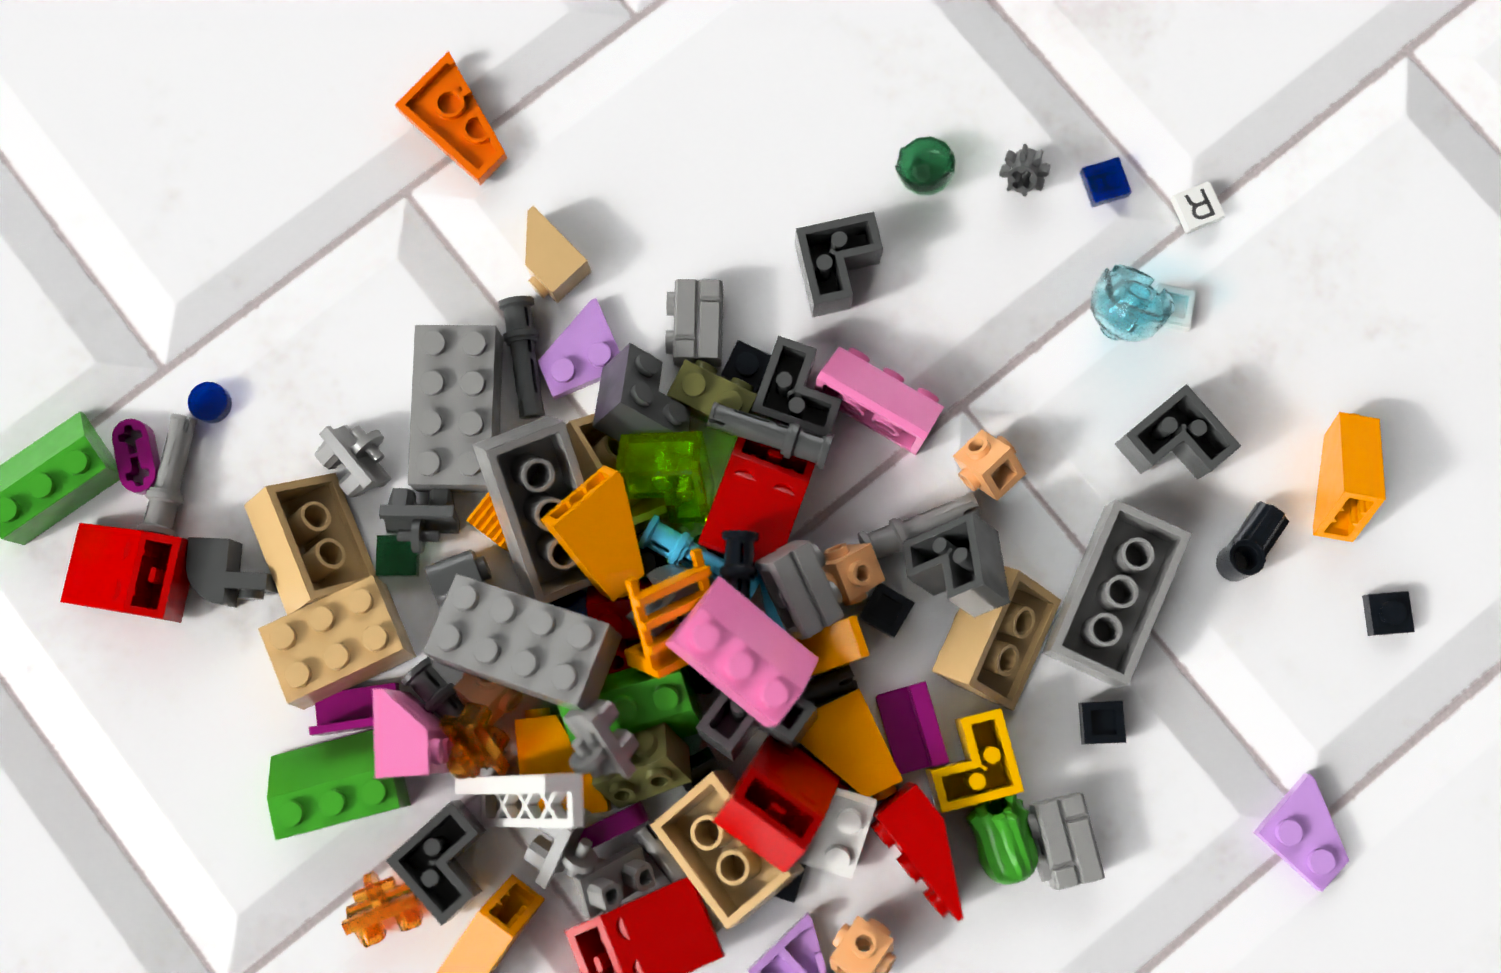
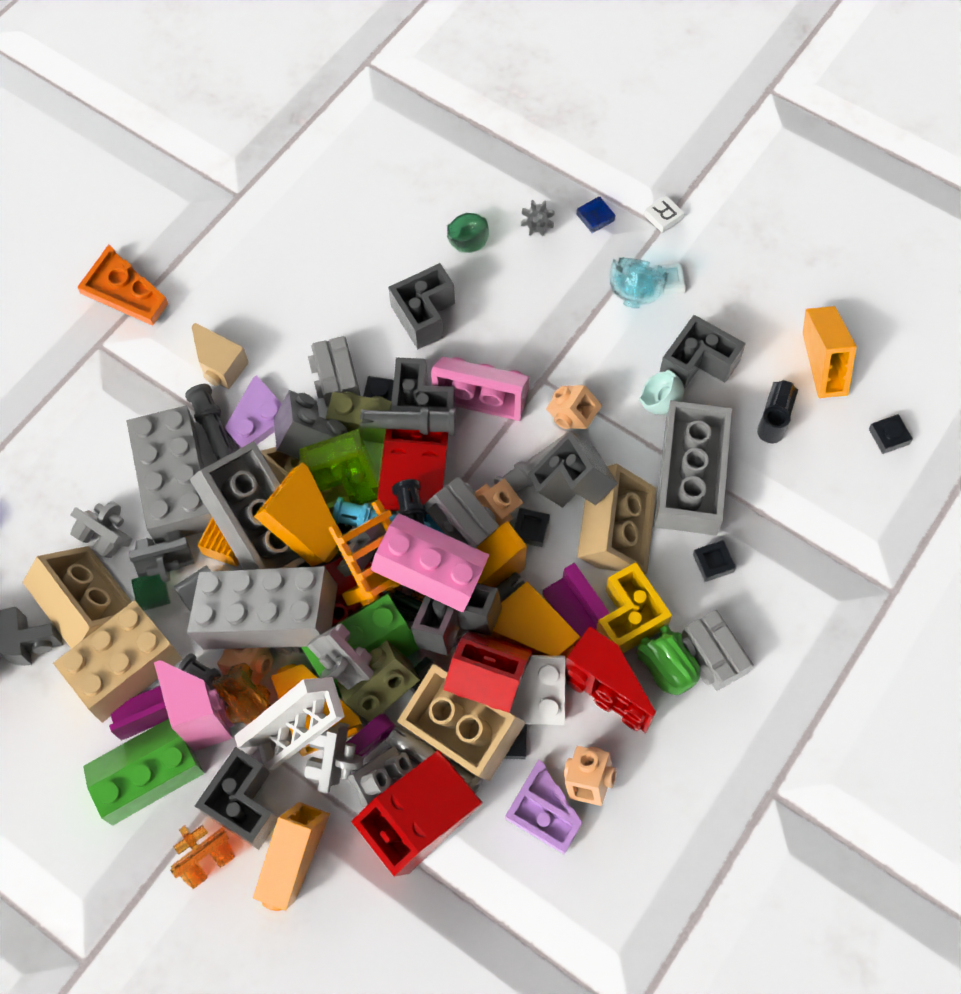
camera: 15 degrees left, 15 degrees down
(1109, 476) = (660, 390): none -> light aqua hair
(1305, 834) = (889, 599): lavender wing -> none

